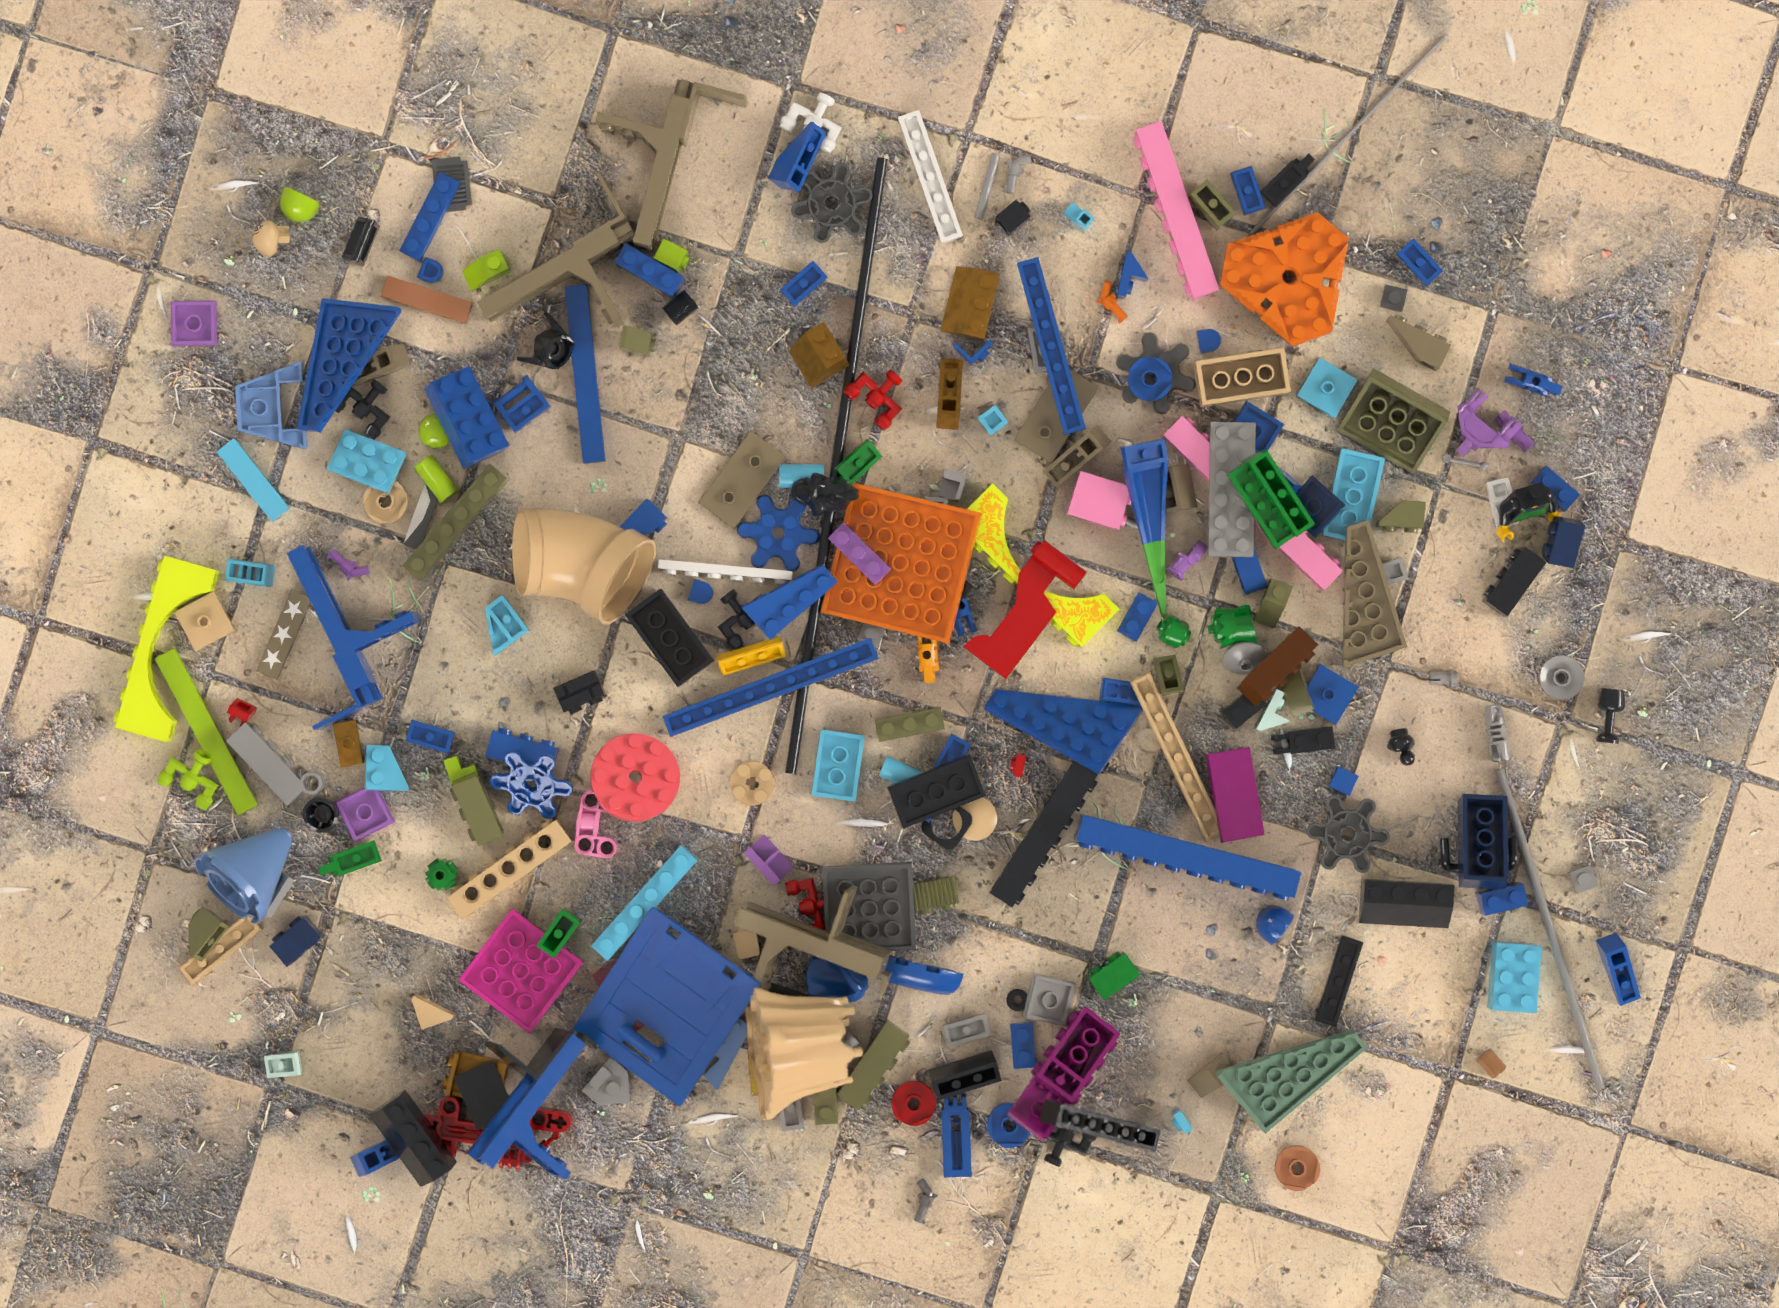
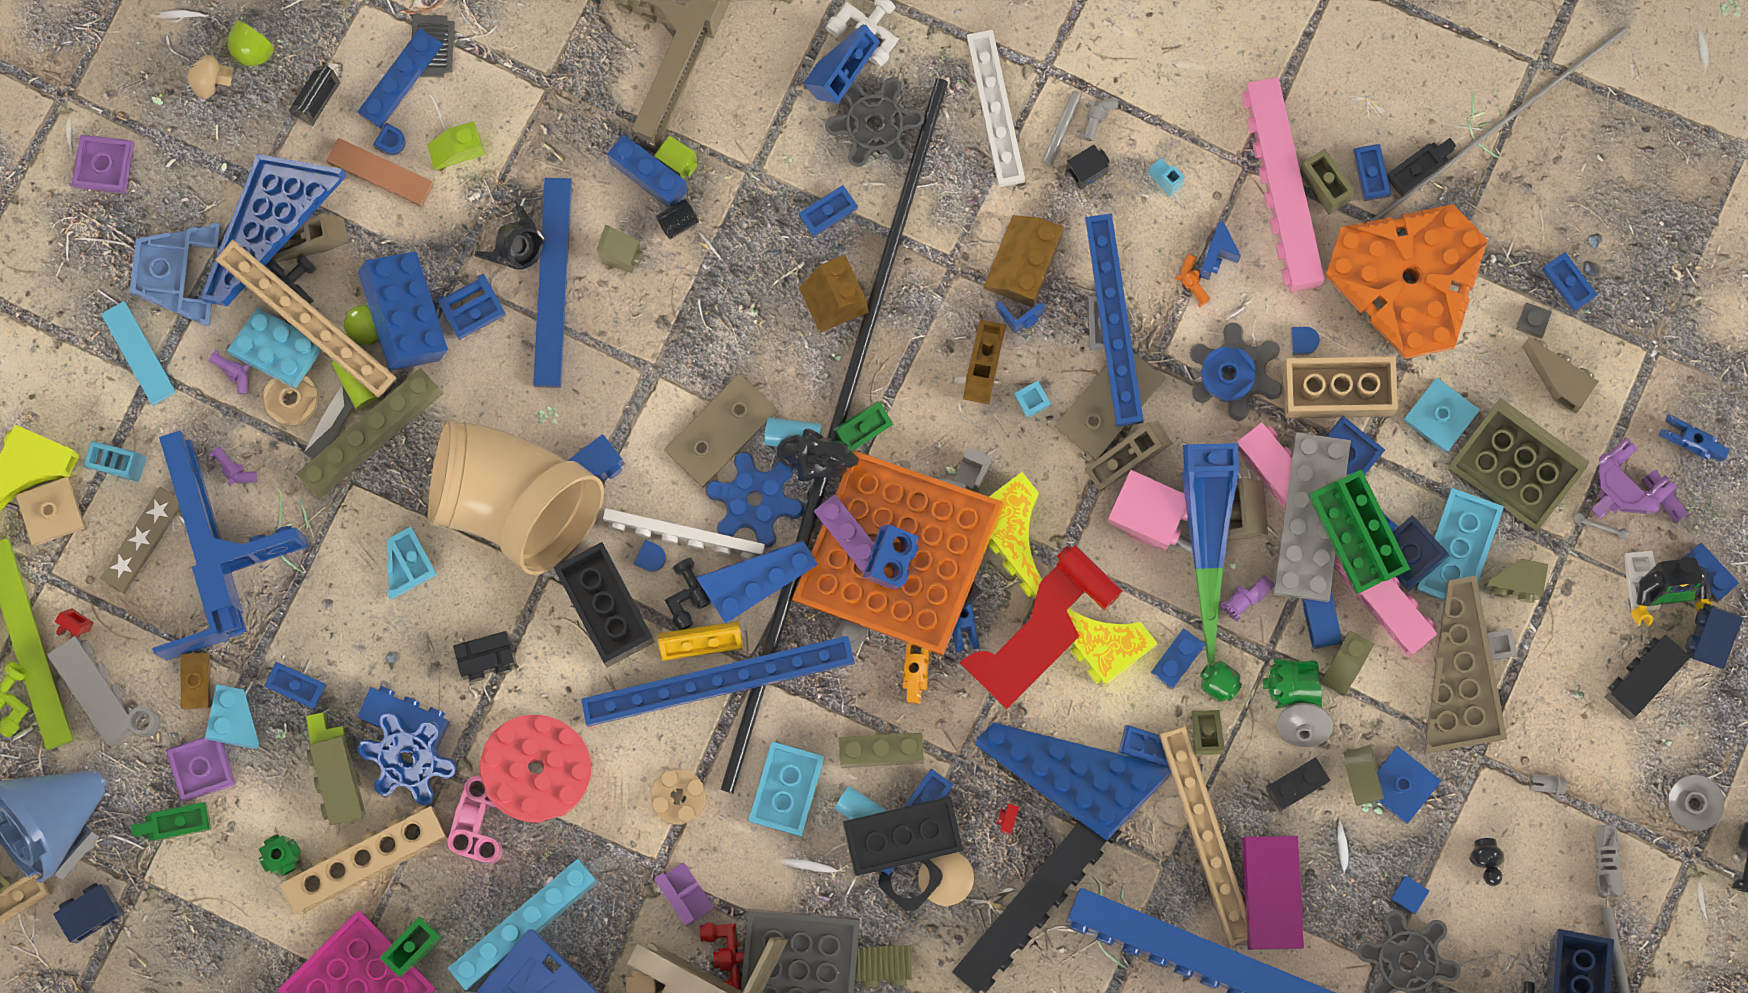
camera: 15 degrees right, 10 degrees down
(324, 813) = (149, 761): black helmet -> none
(334, 483) = (233, 370): none -> medium lavender piece
(388, 435) = (306, 319): none -> tan tile
(572, 263) = (552, 150): dark tan piece -> none
(877, 396) = (897, 352): red piece -> none
(890, 569) = (884, 553): none -> blue brick
(1269, 717) = (1326, 803): light aqua slope -> none
(1277, 666) = (1344, 738): reddish brown brick -> none
(1306, 740) = (1369, 838): black hinge -> none

